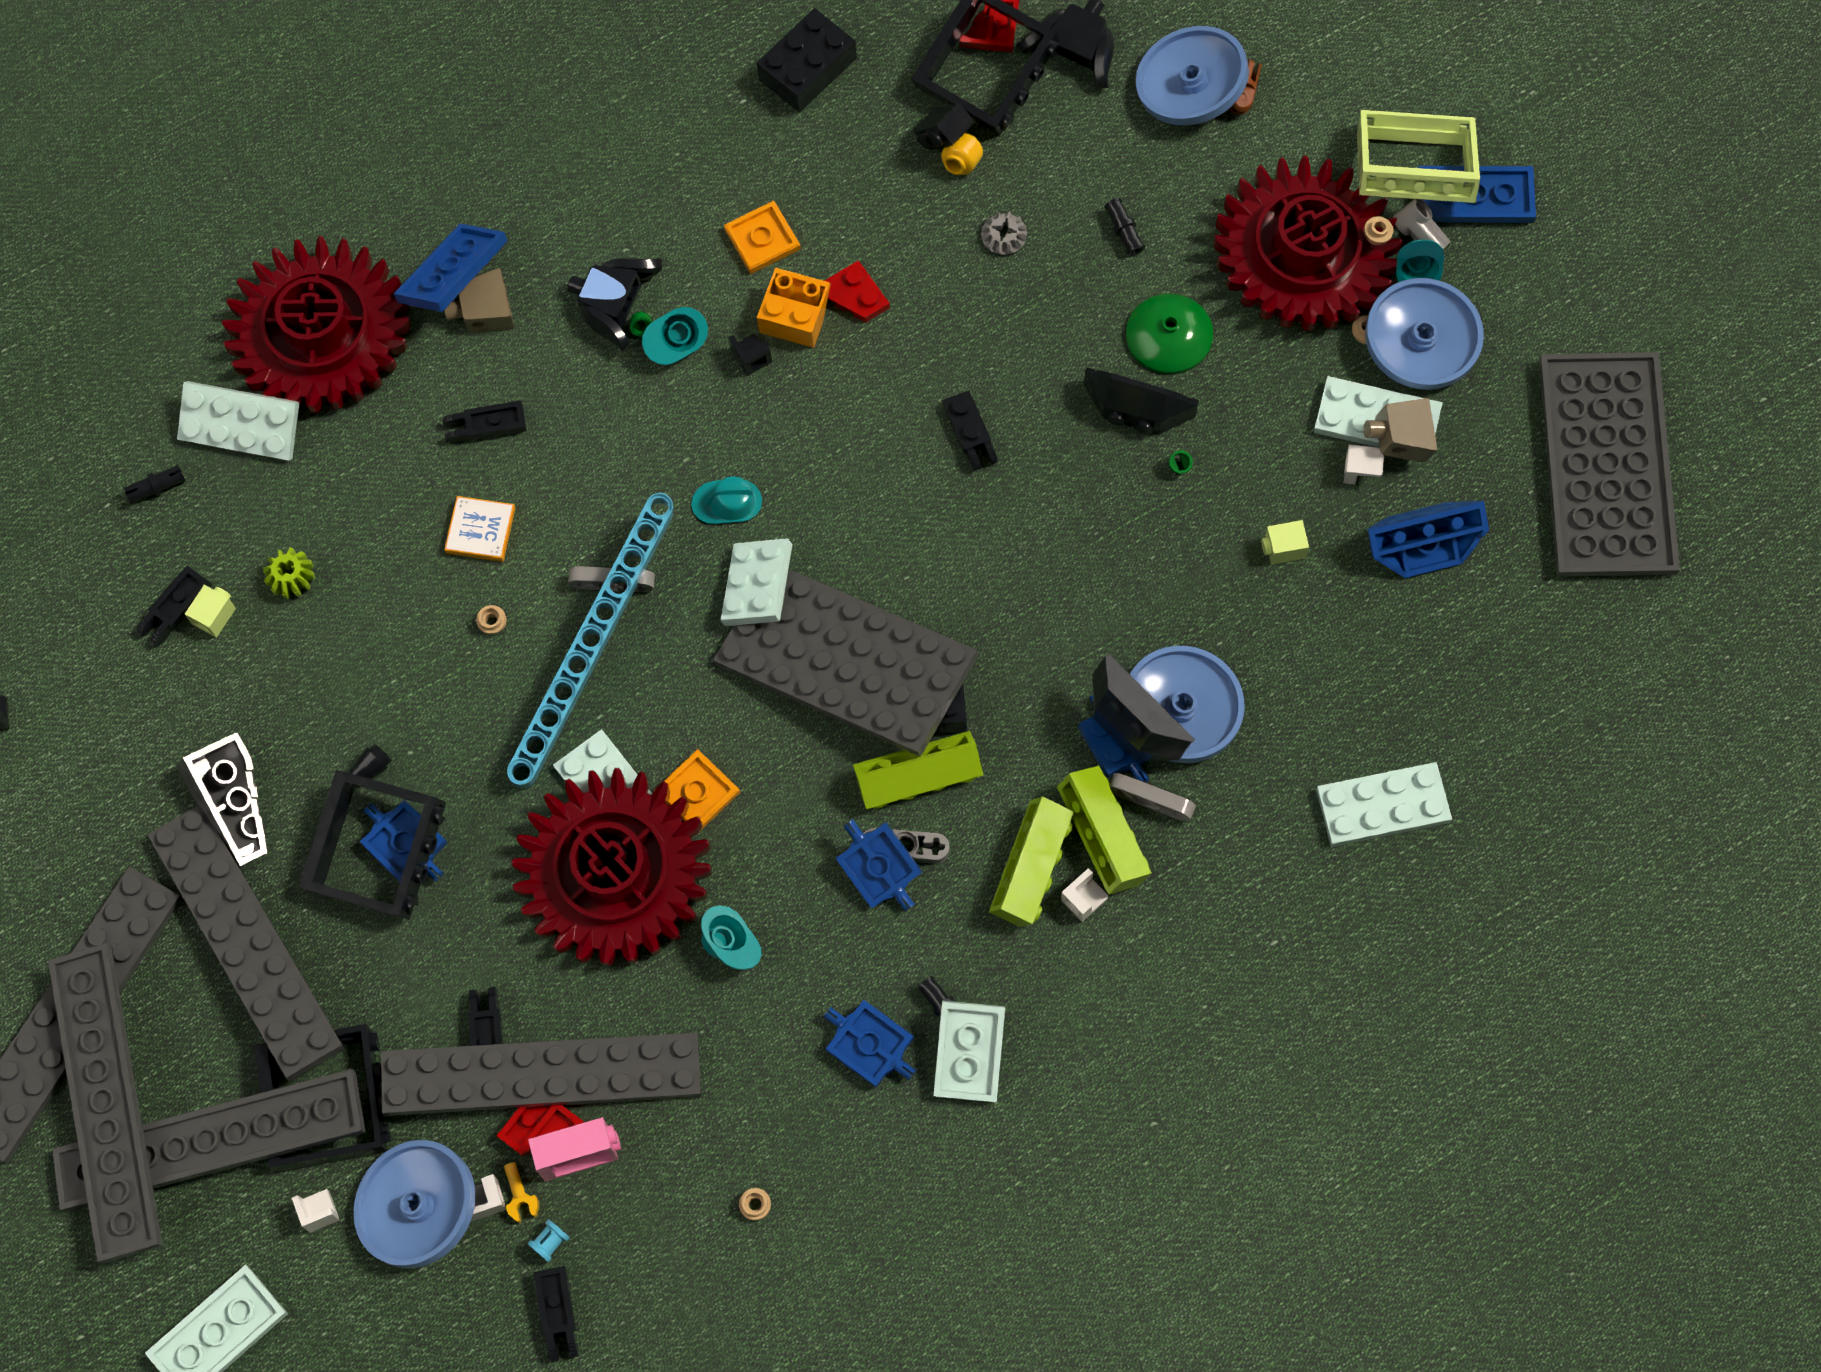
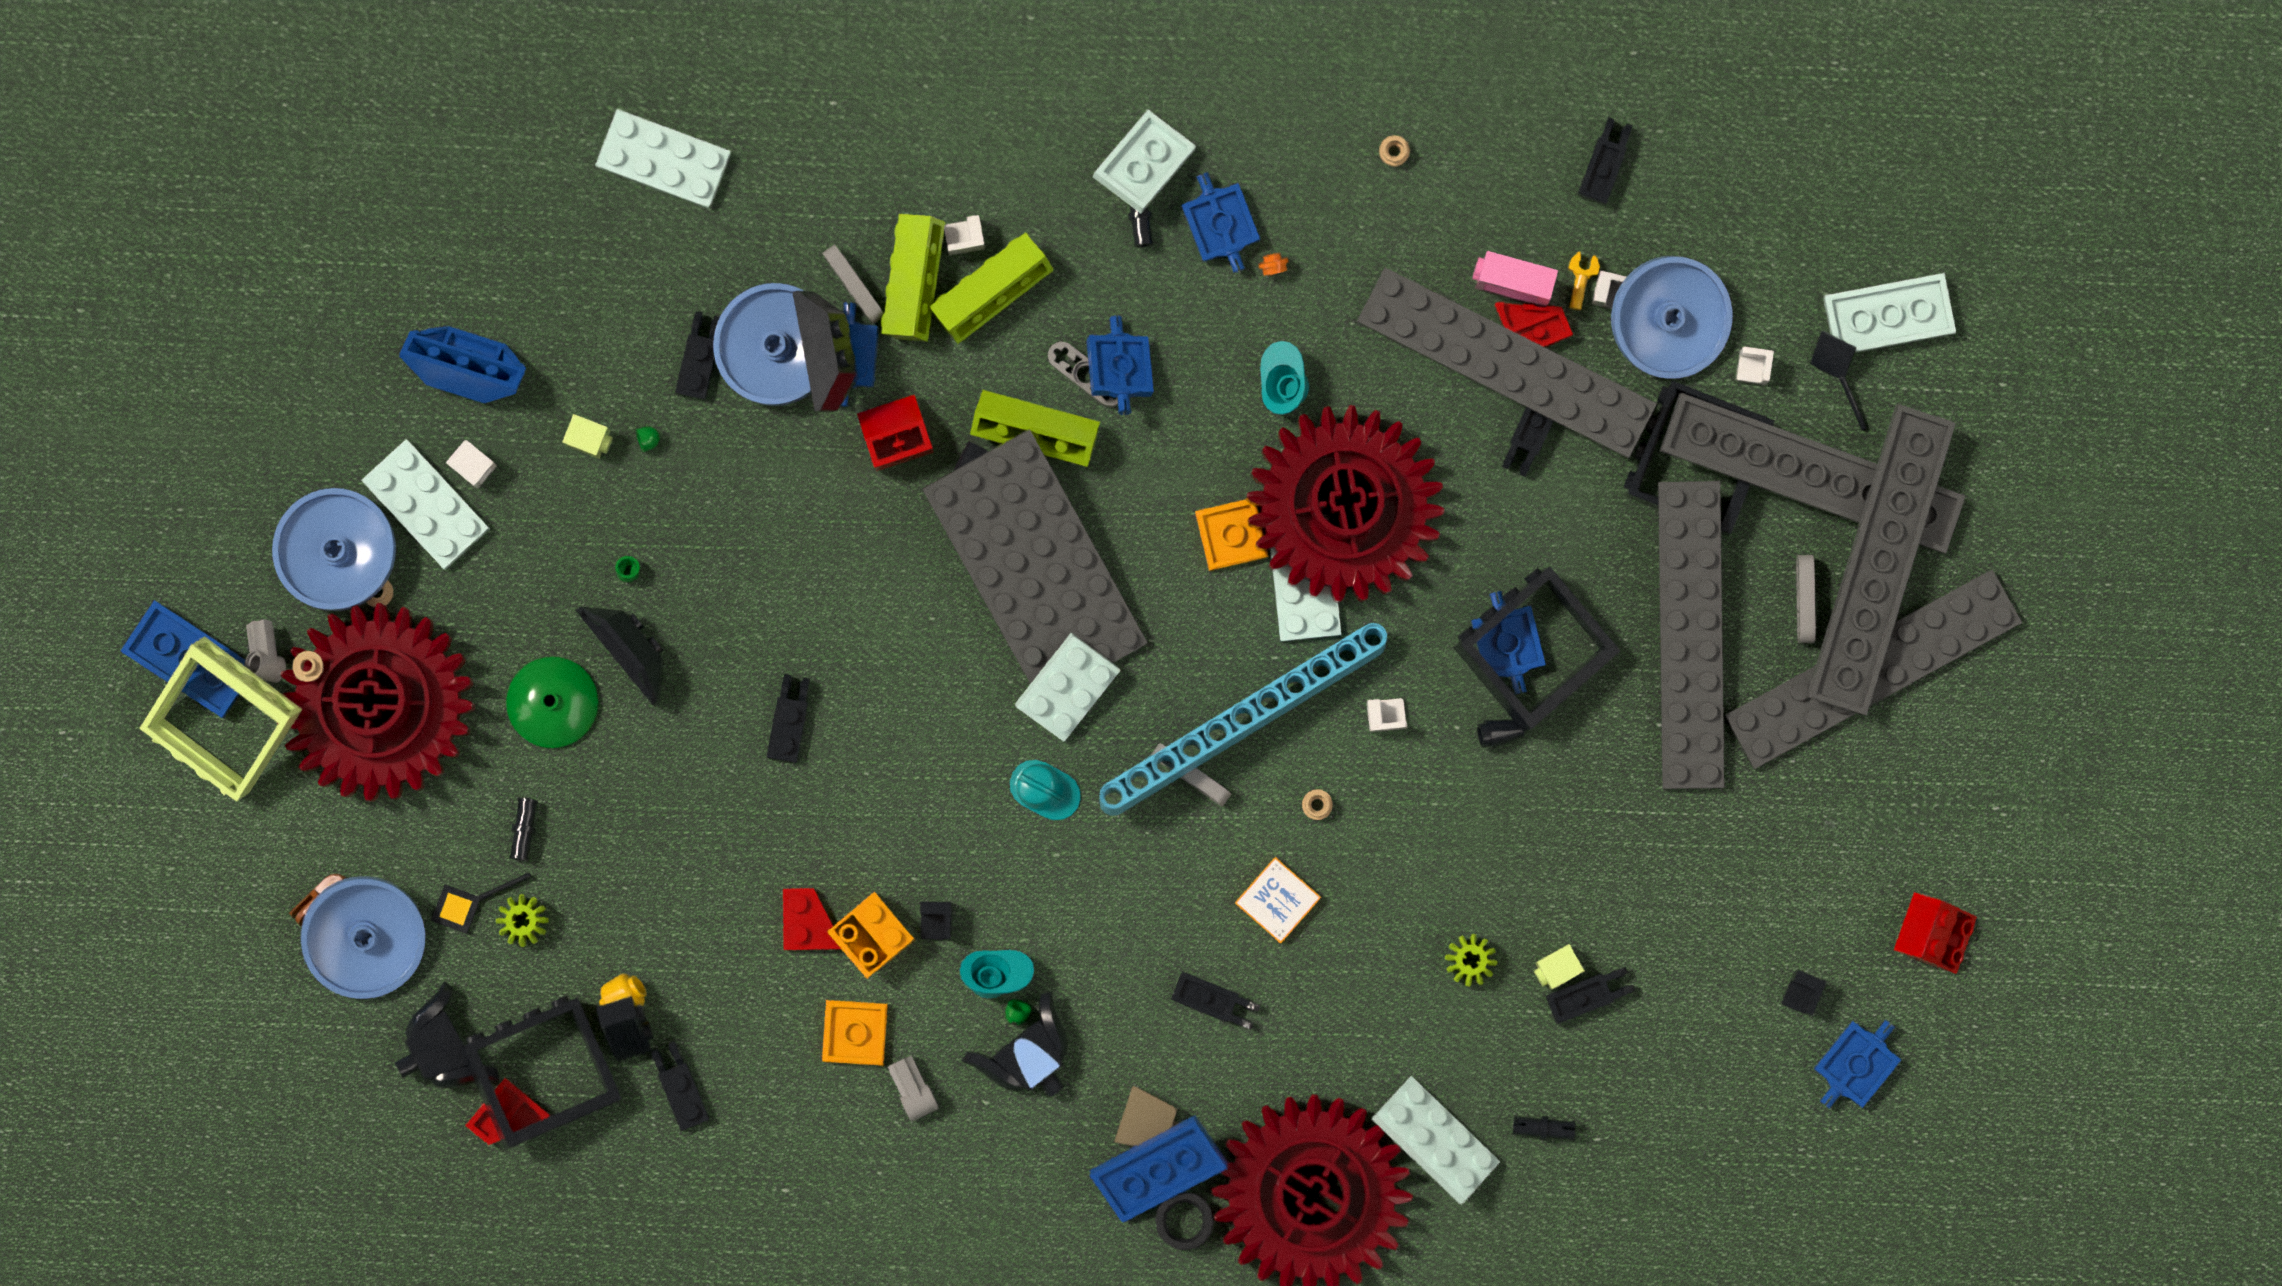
camera: 150 degrees left, 15 degrees up
(159, 1034) = (1805, 598): none -> light grey beam
(225, 790) = (1635, 789): dark grey wedge -> none
(241, 1261) = (1835, 358): none -> black piece
(401, 234) = (1197, 1240): none -> black tyre
(474, 722) = (1386, 715): none -> white panel
(548, 1240) = (1589, 225): medium azure bush -> none
(682, 217) = (915, 1095): none -> light grey piece
(800, 1036) = (1273, 264): none -> orange plate
(807, 60) = (702, 1186): black brick -> none
(872, 121) = (681, 1089): none -> black hinge
(1012, 241) = (649, 895): light grey gear -> none
(1033, 696) = (895, 433): none -> red slope
(1088, 163) = (524, 931): none -> lime gear
(1134, 147) = (458, 907): none -> piece
(1236, 572) = (647, 438): none -> green hinge
(1238, 656) = (697, 361): none -> black hinge
(1404, 430) = (418, 465): dark tan torso -> none
(1420, 260) = (291, 618): teal piece -> none
(1608, 464) = (259, 333): dark grey plate -> none

